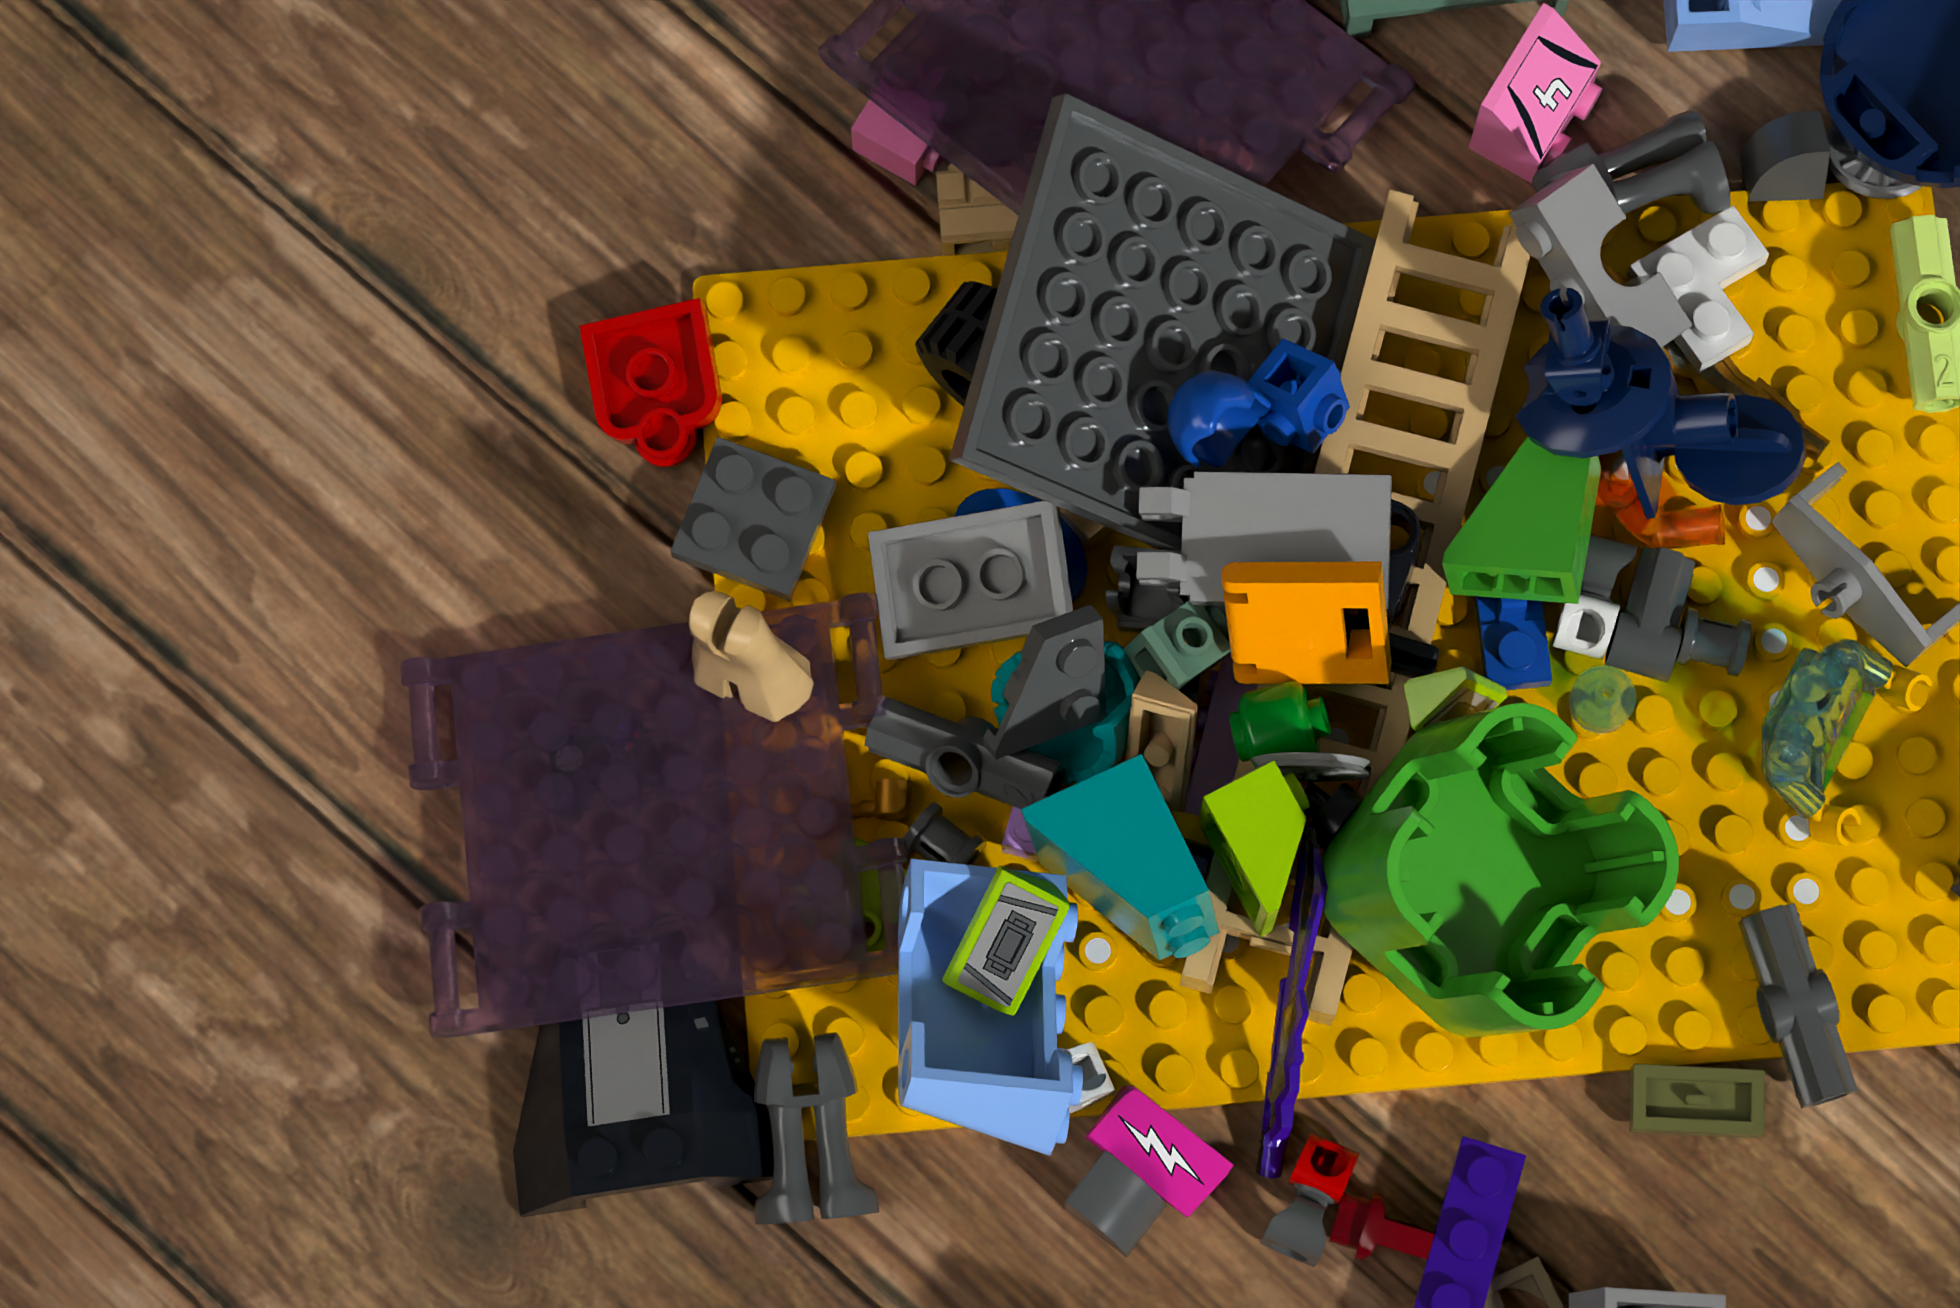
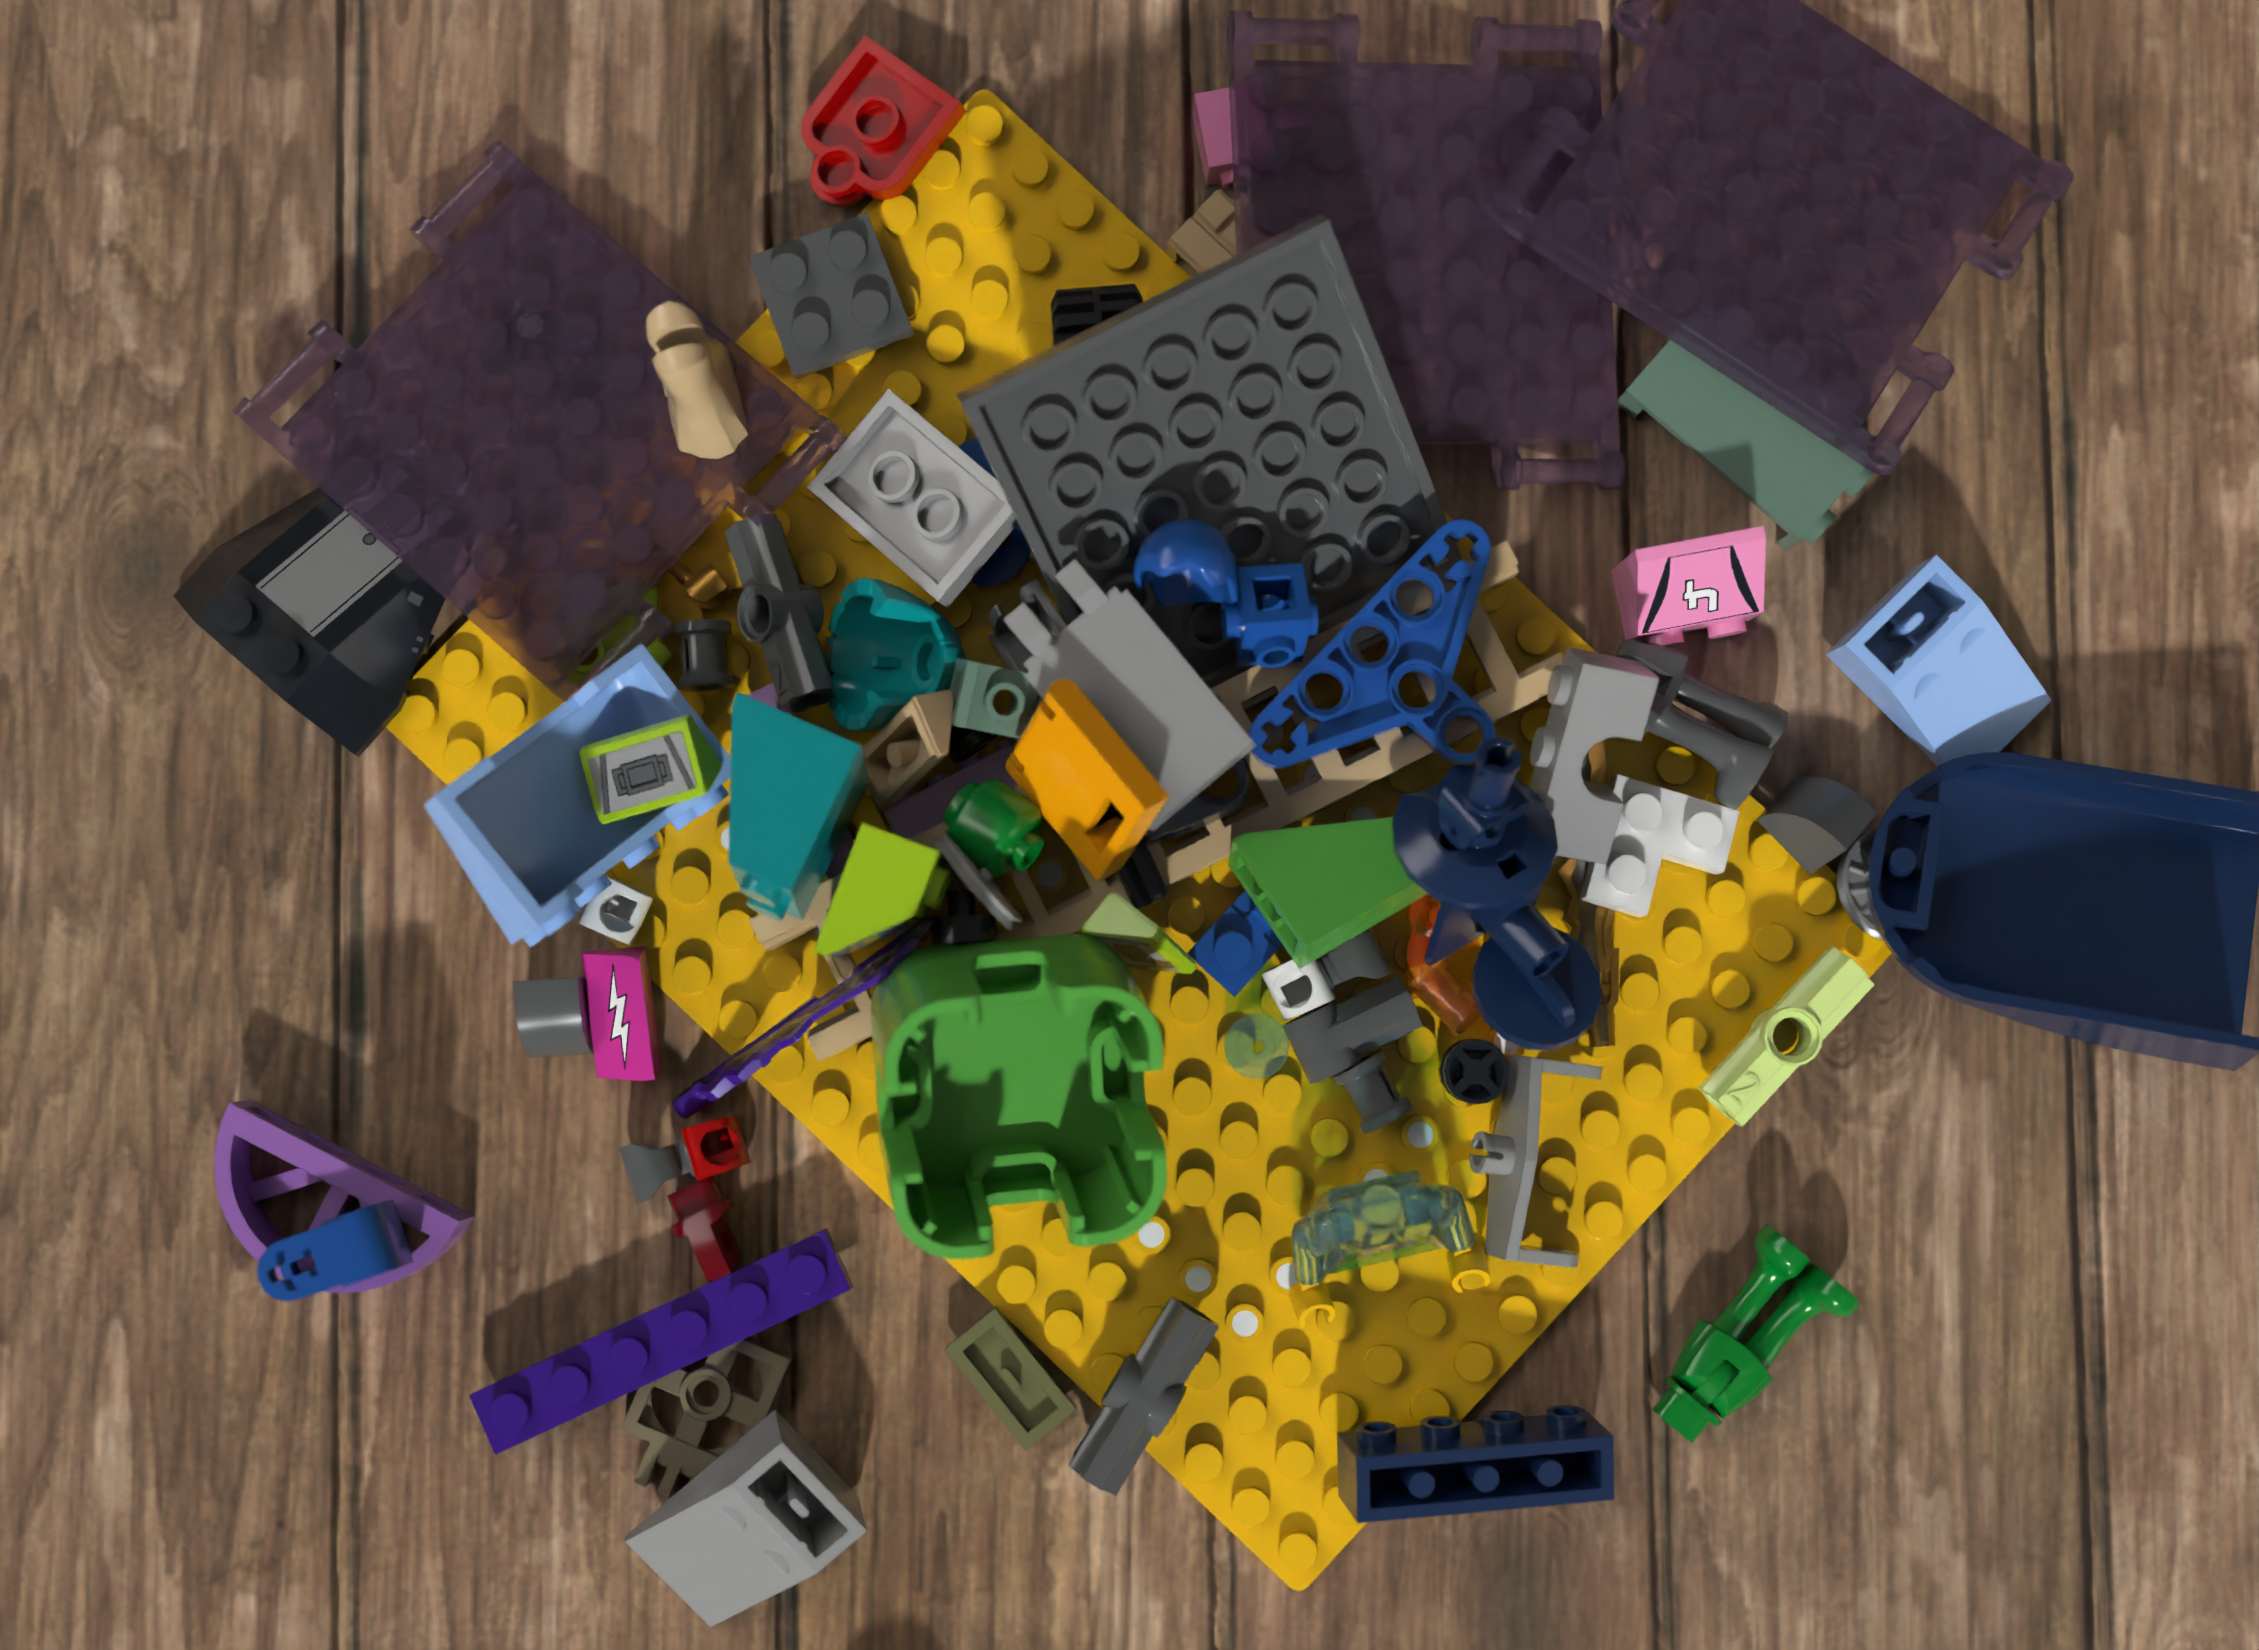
camera: 45 degrees right, 10 degrees up
(790, 1192) = (441, 735): dark grey piece -> none
(1055, 685) = (876, 630): dark grey wing -> none
(1409, 316) = (1415, 643): none -> blue beam
(1763, 543) = (1490, 1071): none -> black wheel

